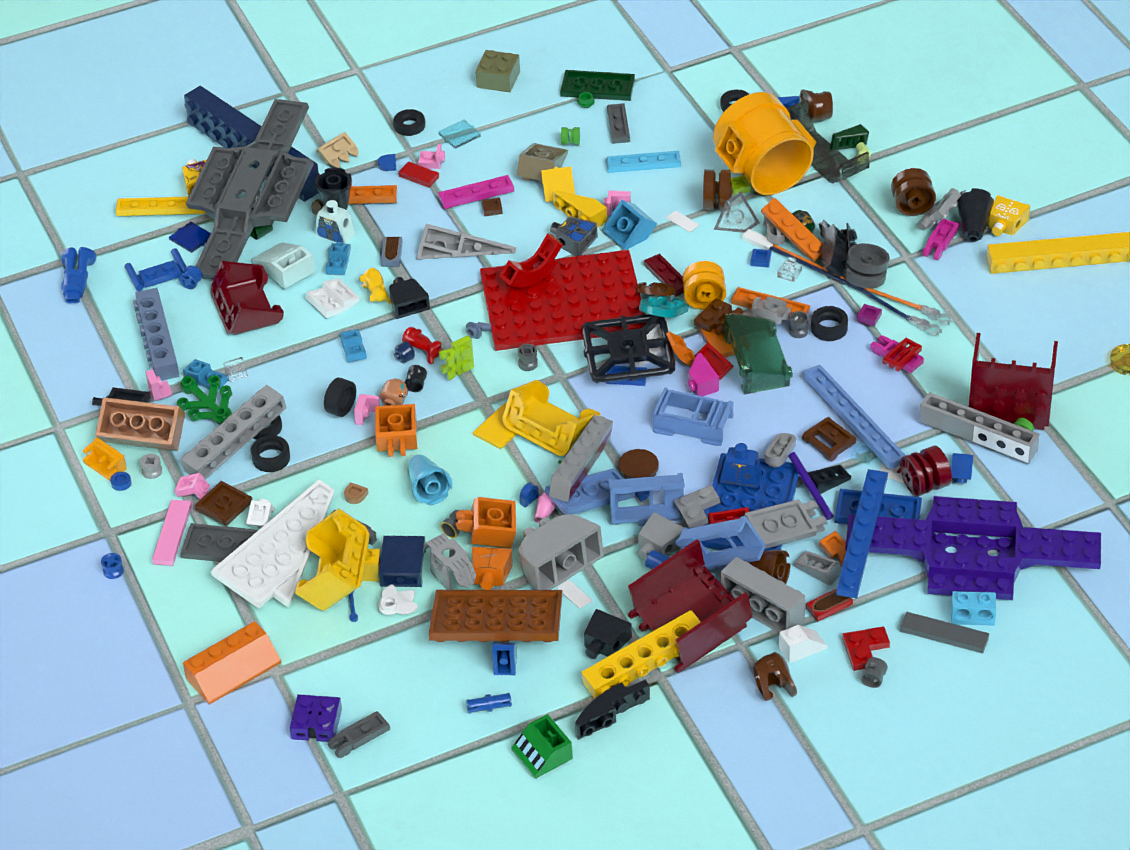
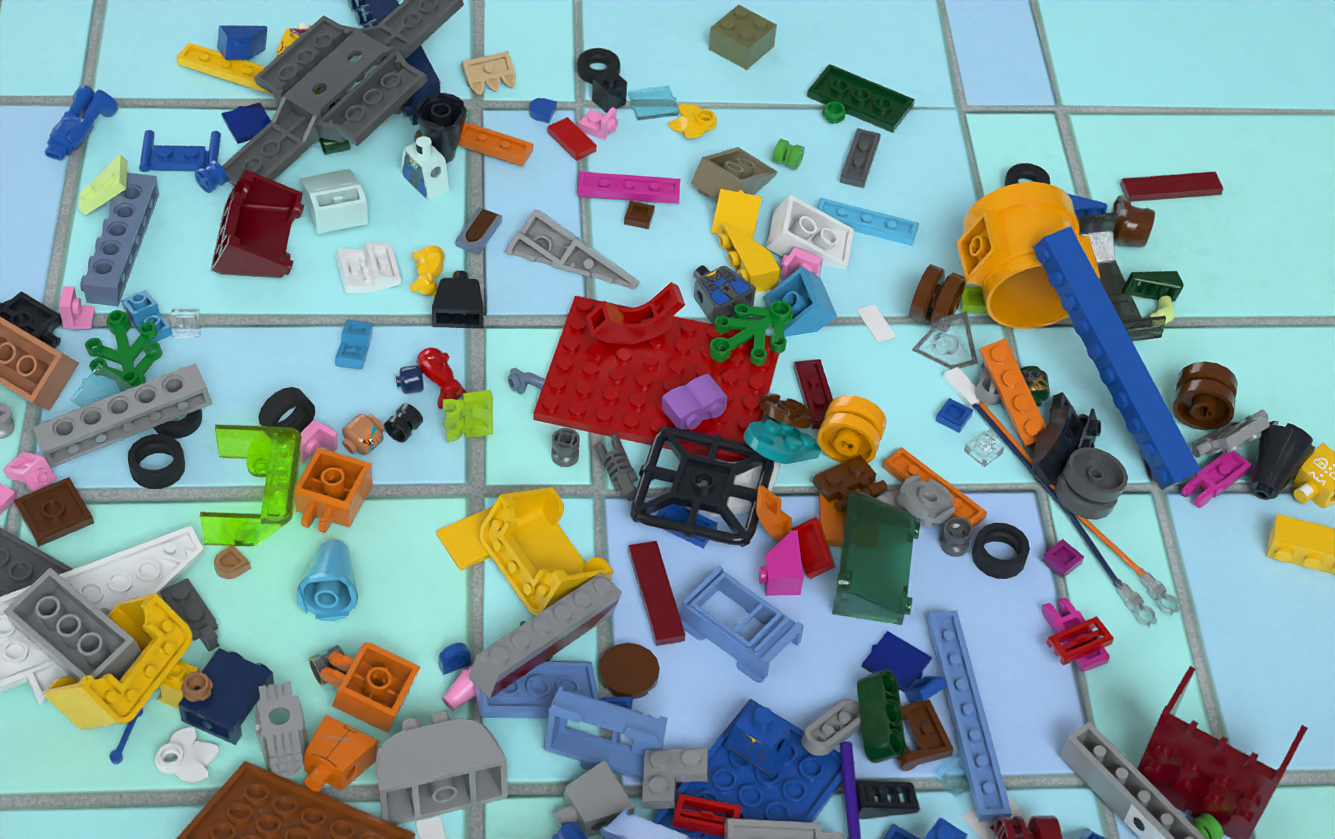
camera: 15 degrees right, 5 degrees up
(125, 306) = (104, 186): none -> yellowish green wing
(155, 185) = (241, 41): none -> blue slope
(204, 424) = (98, 386): none -> clear light blue piece
(259, 513) = (88, 545): white bracket -> none
(291, 551) = (72, 629): none -> light grey brick
(338, 258) = (408, 216): dark azure slope -> none
(352, 423) = (271, 455): none -> clear neon green windscreen
(386, 557) = (193, 681): none -> medium nougat plate
(428, 135) = (609, 91): none -> black brick
(494, 136) = (693, 121): none -> yellow plate
(568, 357) = (618, 467): none -> dark grey hinge
(596, 302) = (694, 402): none -> medium lavender brick
(605, 176) = (811, 230): none -> white slope
(619, 234) = (776, 314): none -> green plant
(630, 418) = (656, 593): none -> dark red tile
(797, 406) = (899, 657): none -> clear blue piece
(805, 433) = (881, 716): none -> dark green beam
(822, 412) = (925, 688): none -> blue tile
(831, 74) = (1171, 186): none -> dark red tile
(850, 184) = (1116, 358): none -> blue brick

